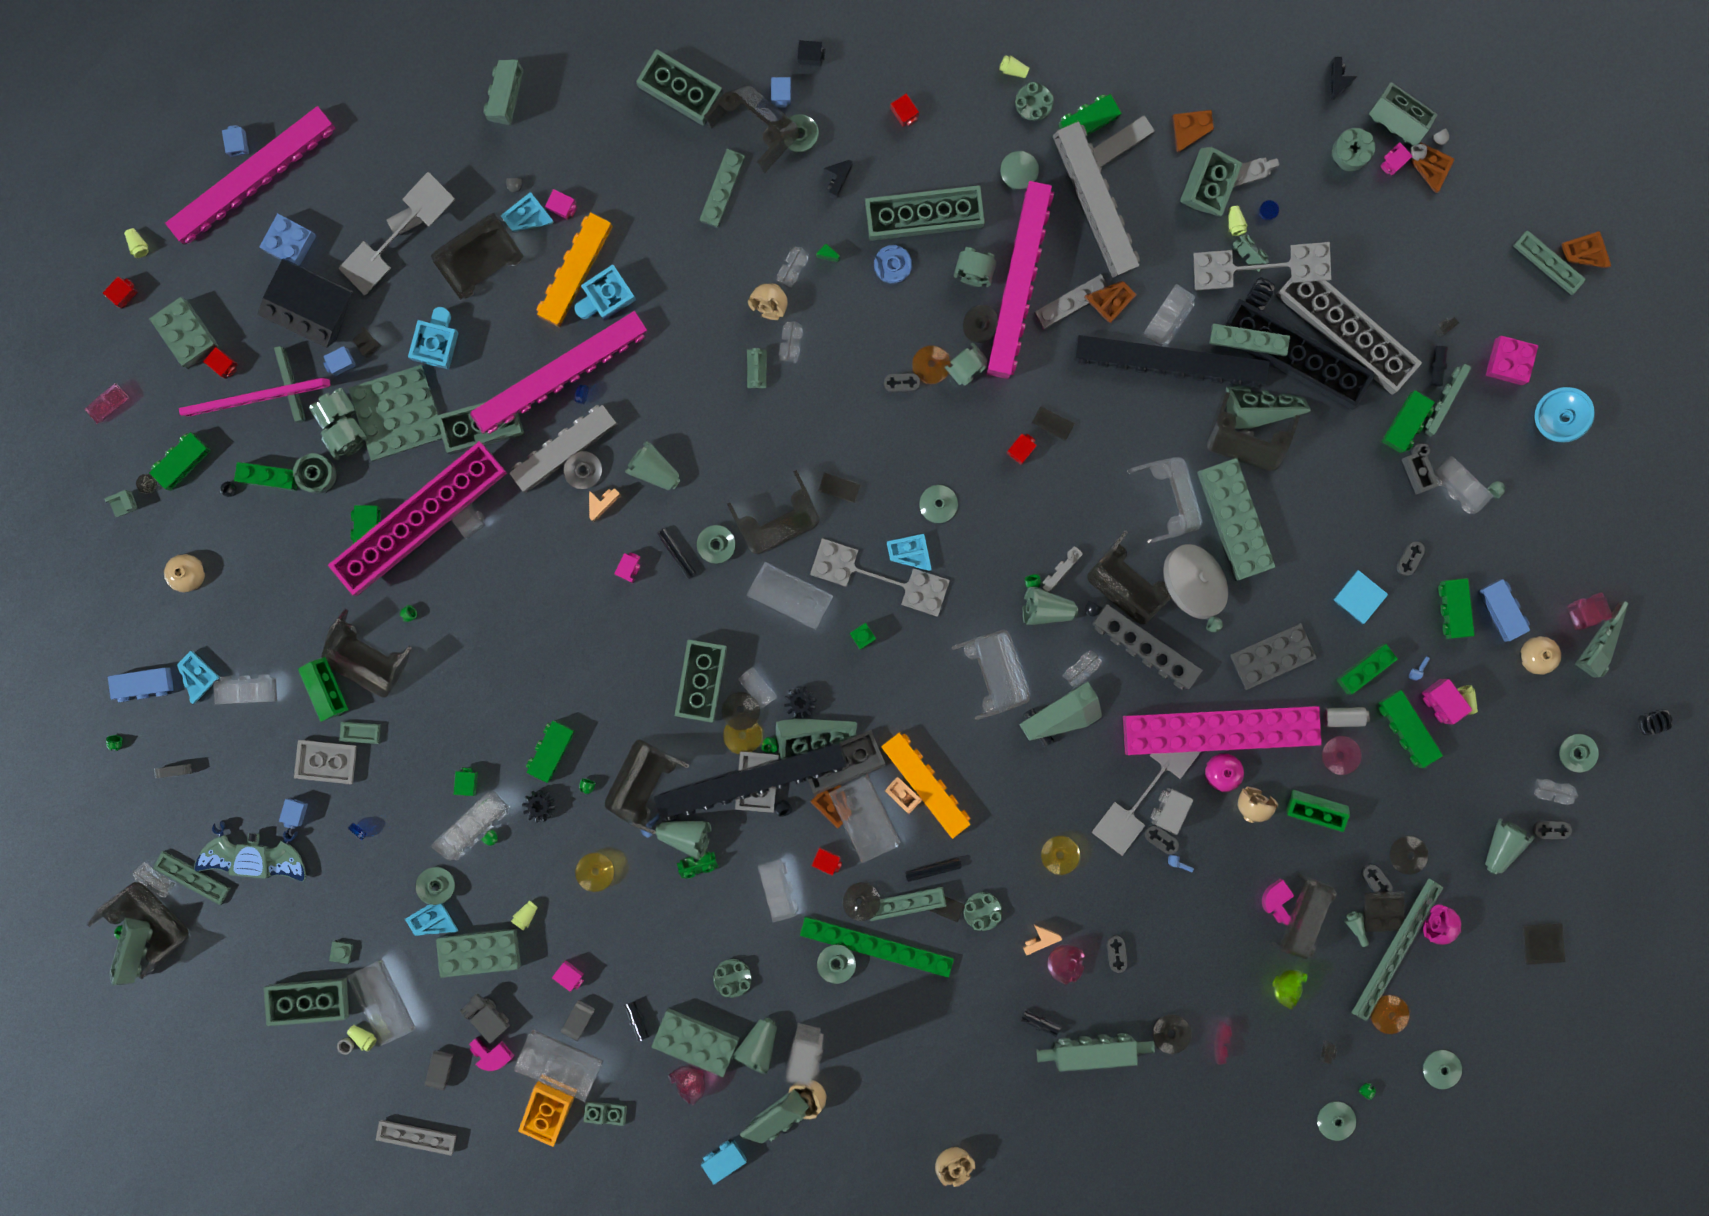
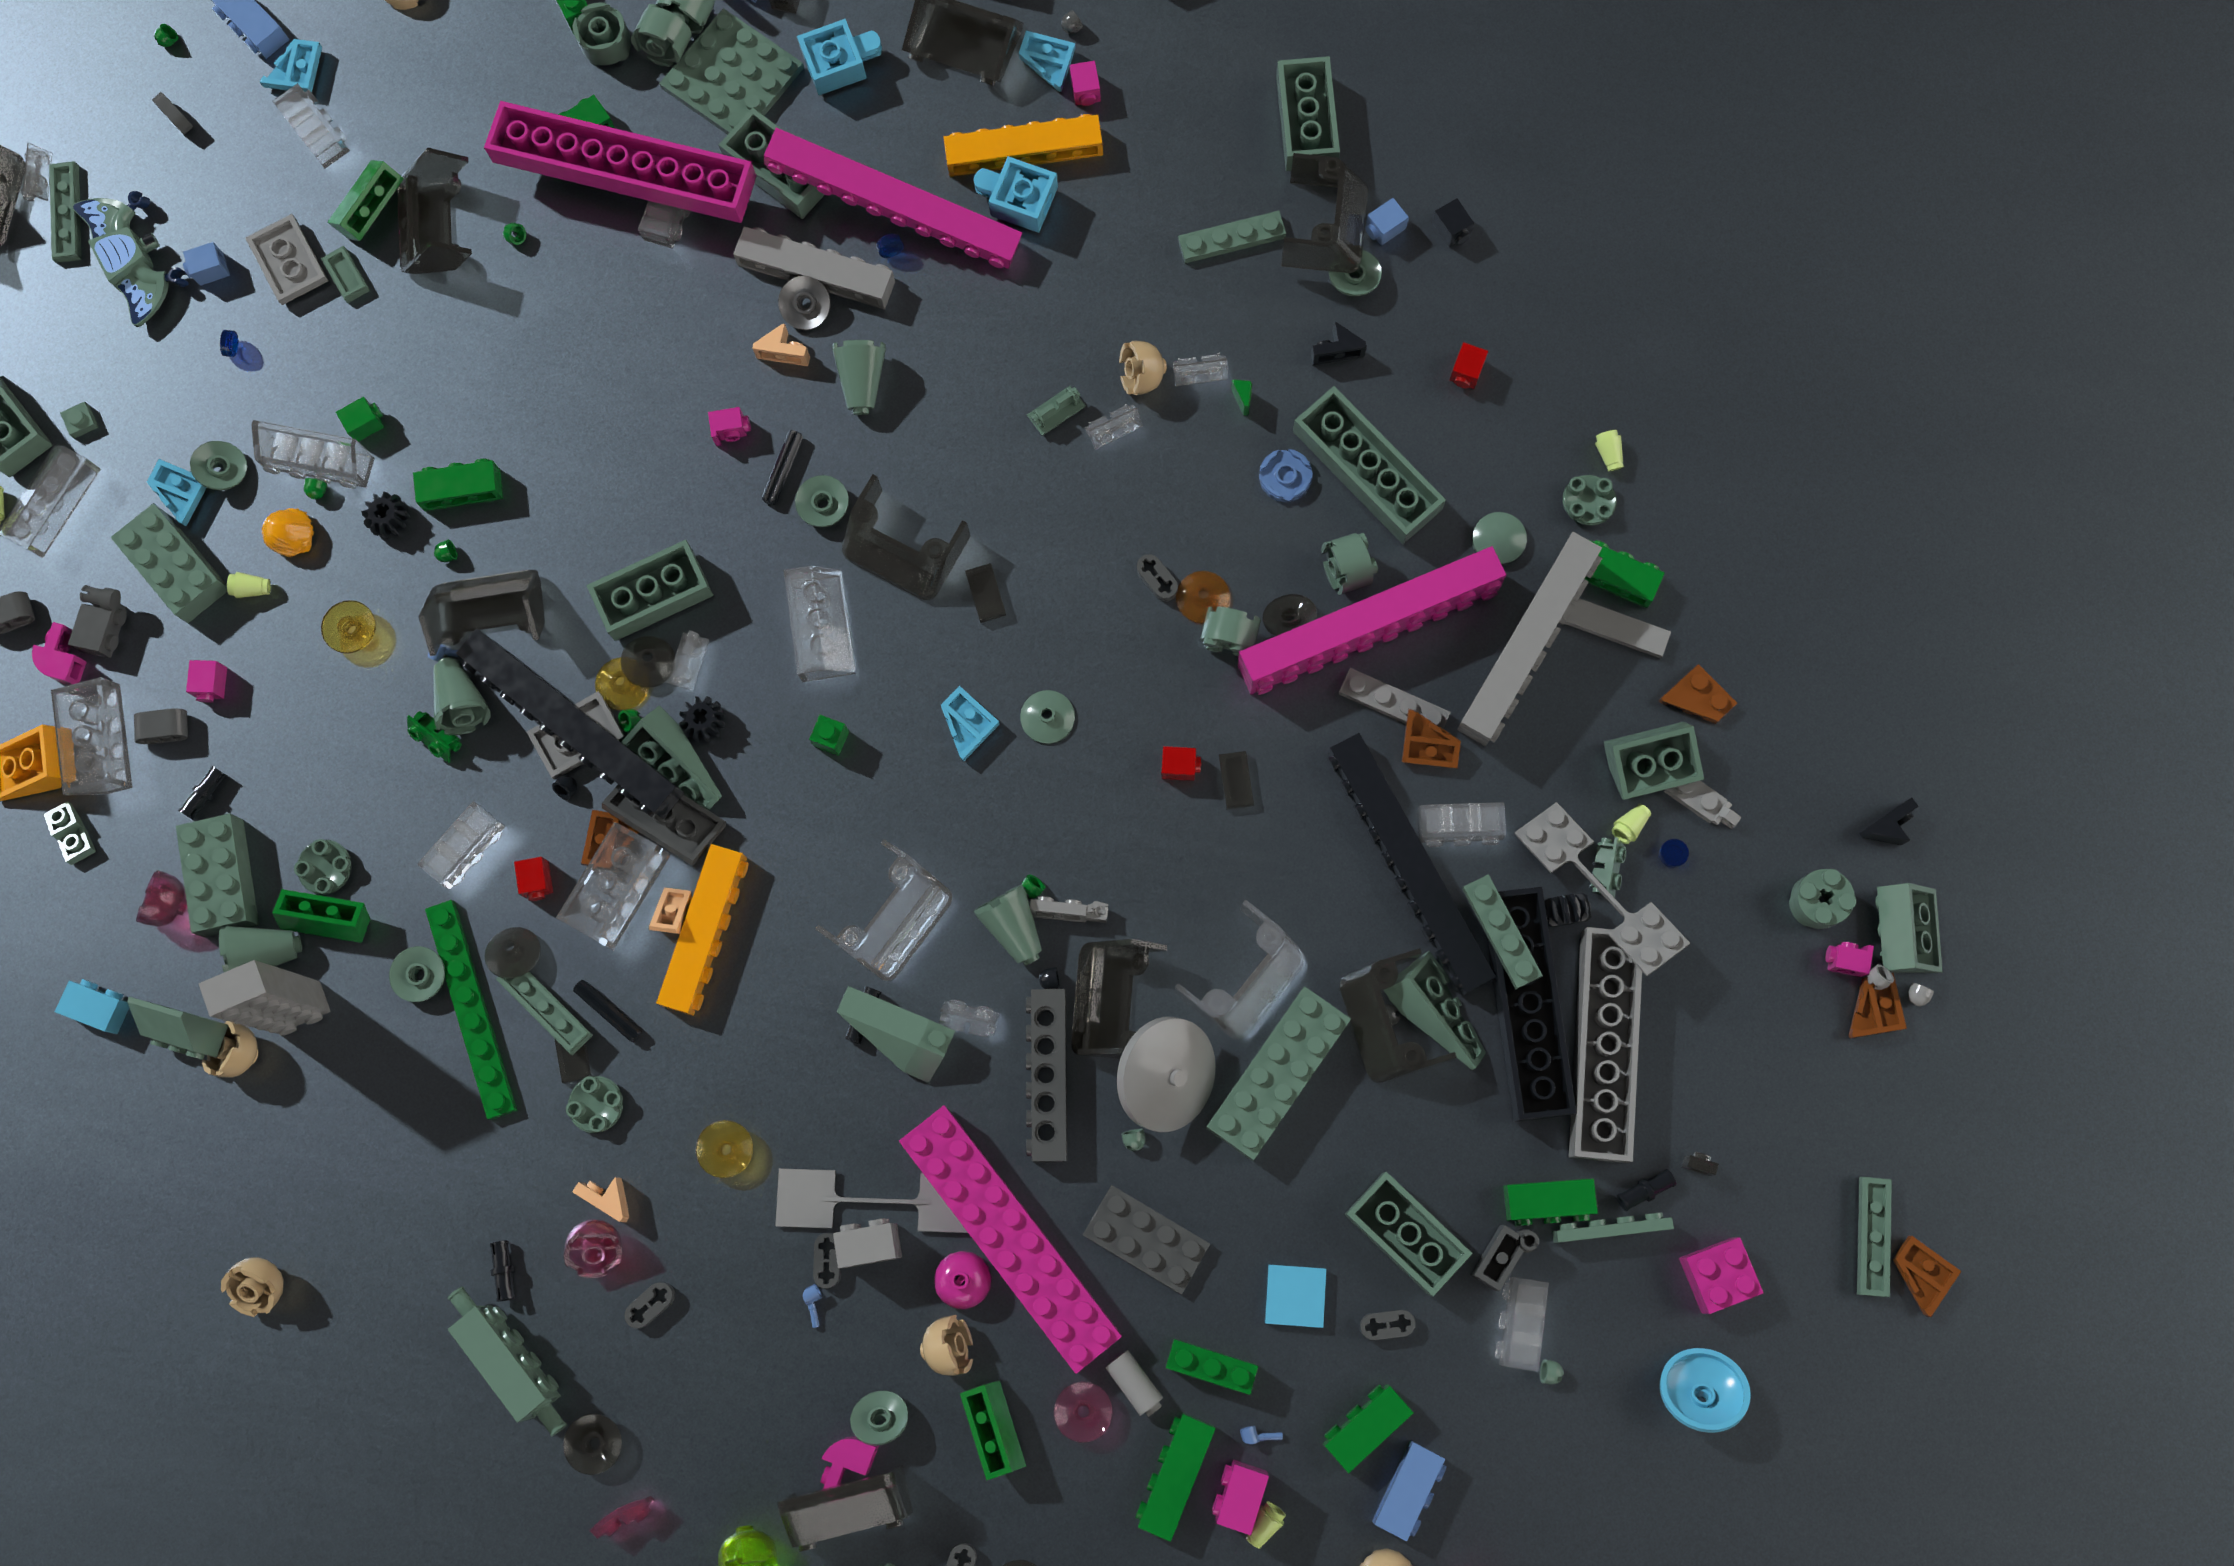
camera: 60 degrees right, 10 degrees down
(507, 870) = (288, 532): none -> light orange hair
(764, 996) = (321, 916): none -> green brick
(922, 591) = (932, 769): light grey hinge -> none
(1259, 868) = (875, 1408): none -> sand green dish
(1372, 512) = (1408, 1234): none -> sand green brick

